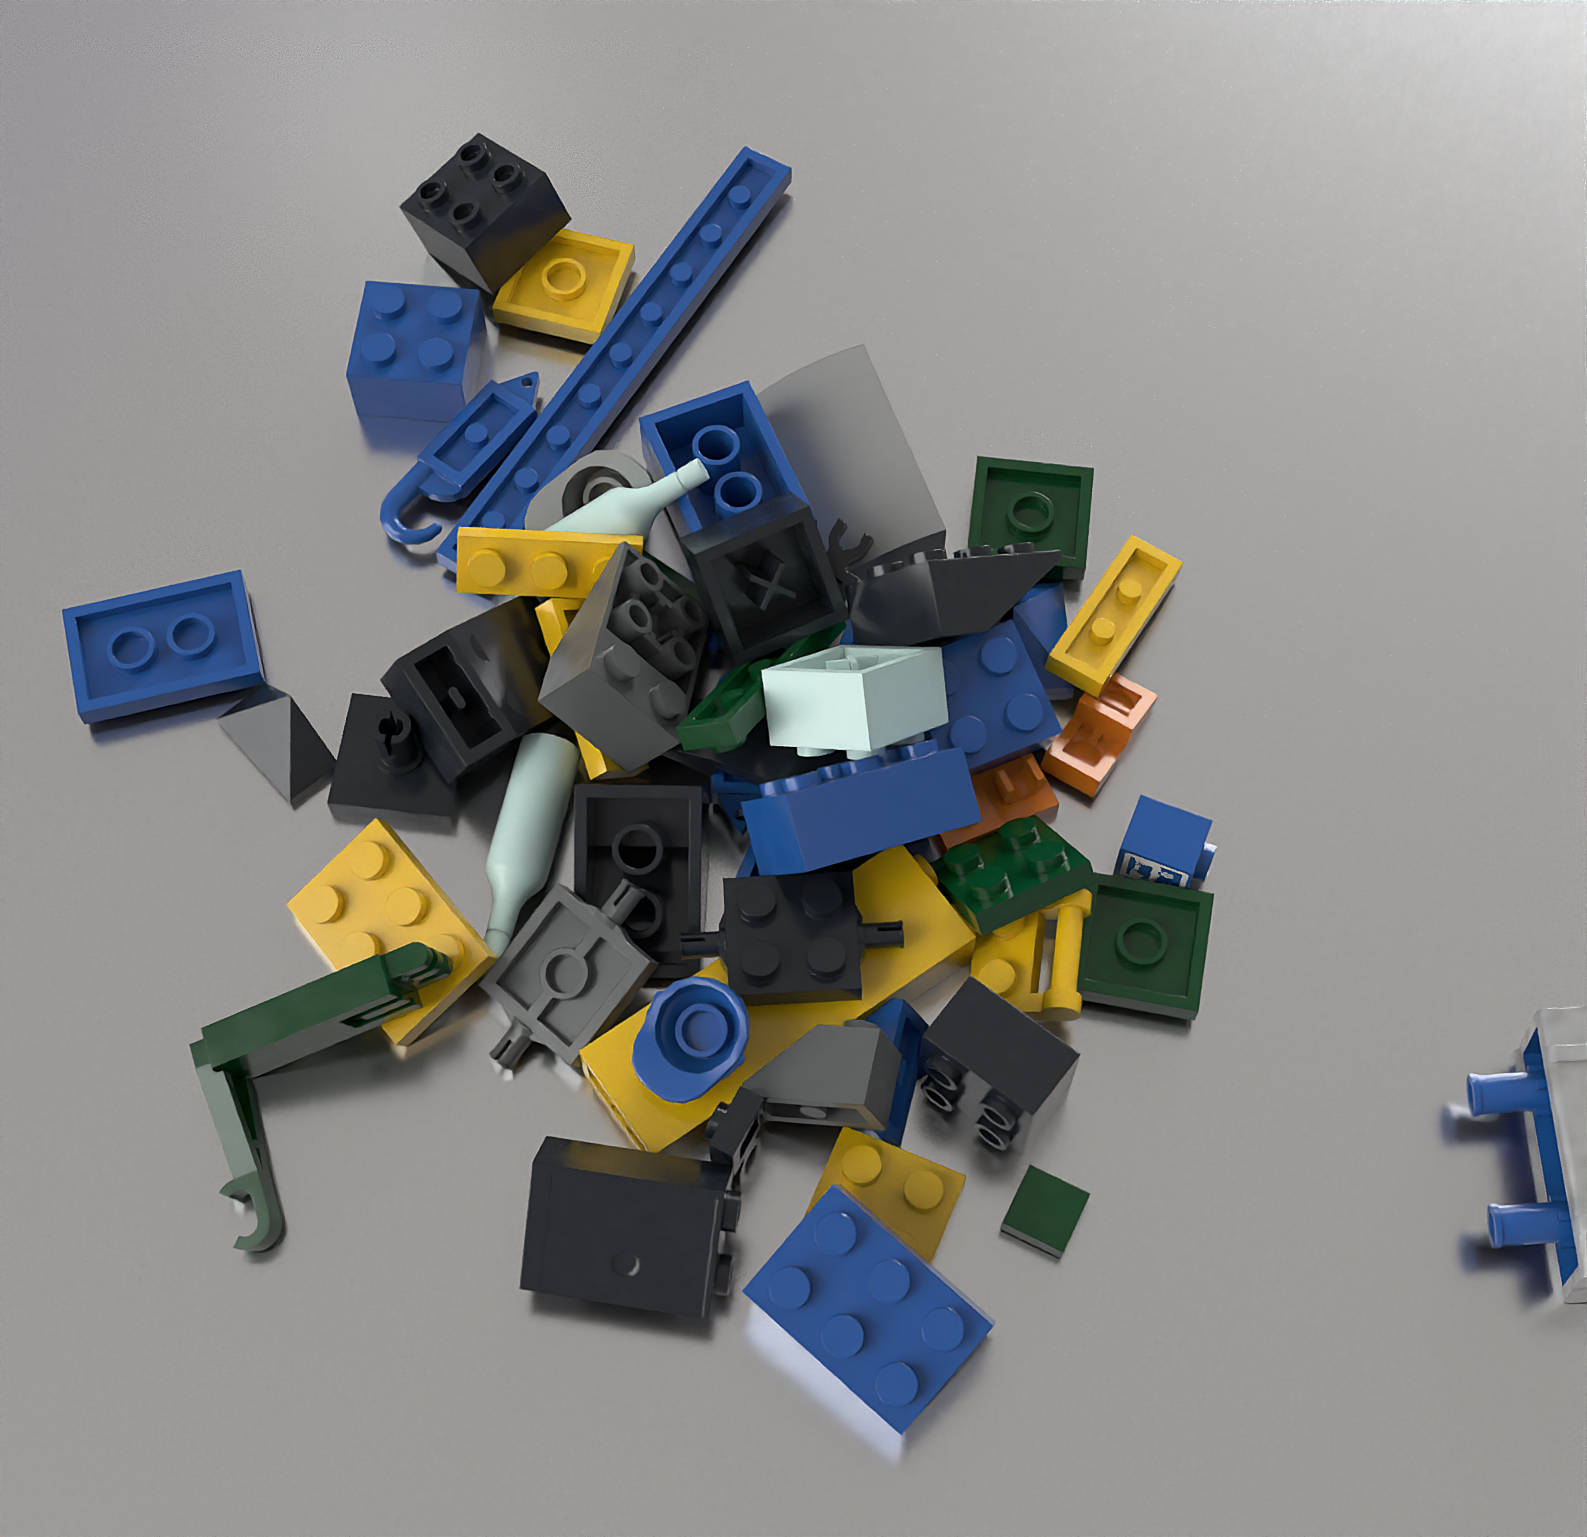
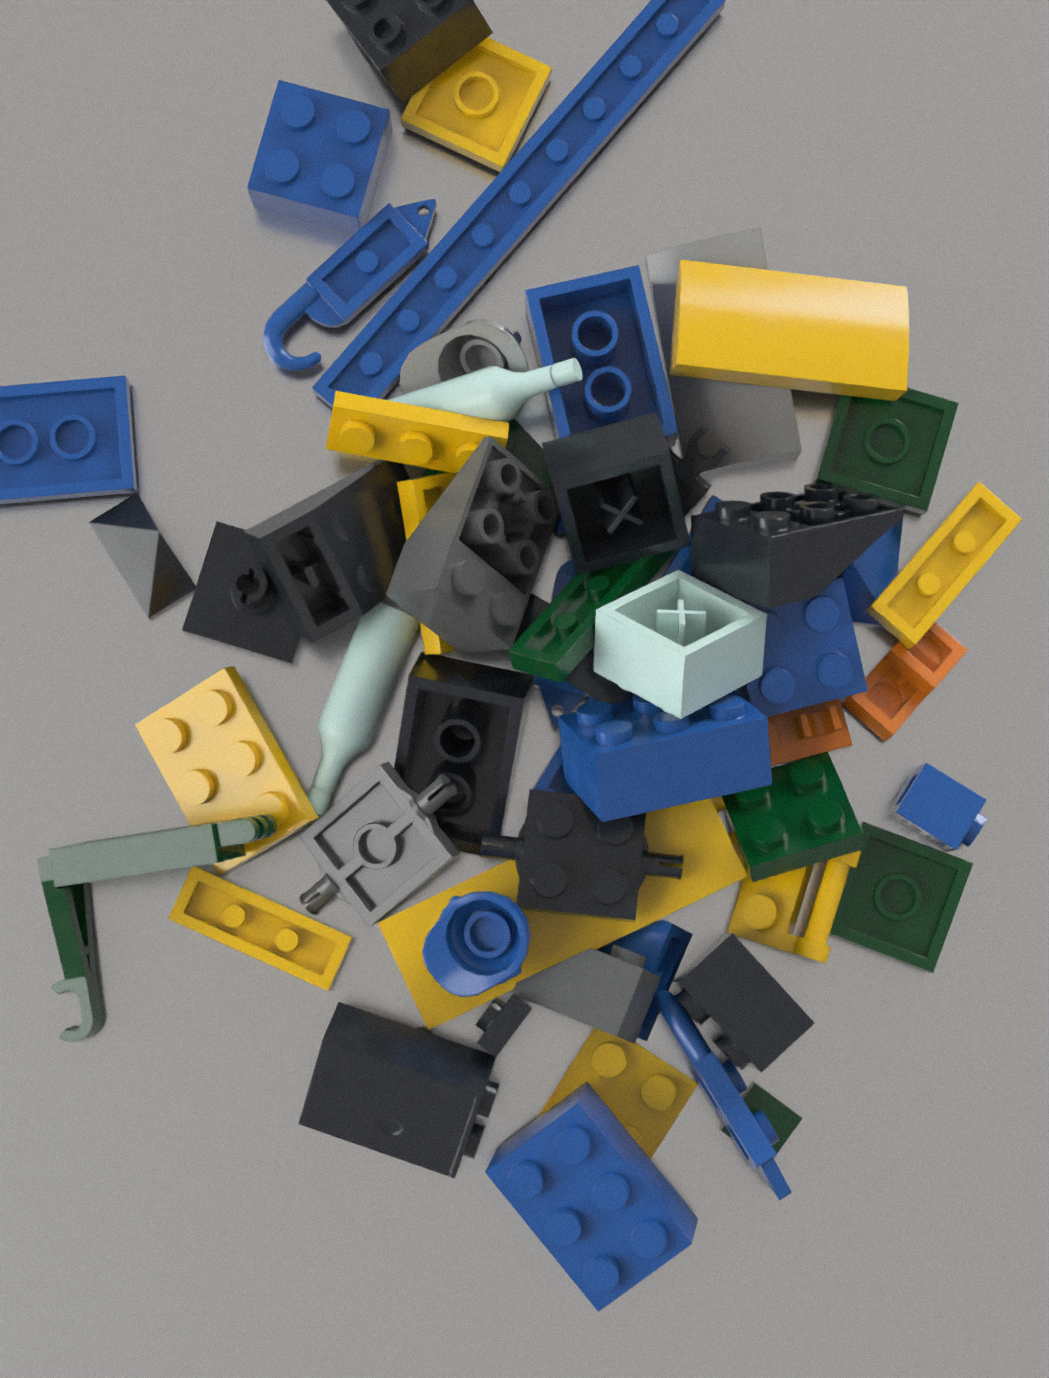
camera: 10 degrees right, 20 degrees up
(450, 1090) = (260, 928): none -> yellow plate
(912, 425) = (790, 331): none -> yellow slope
(997, 1171) = (723, 1087): none -> blue plate

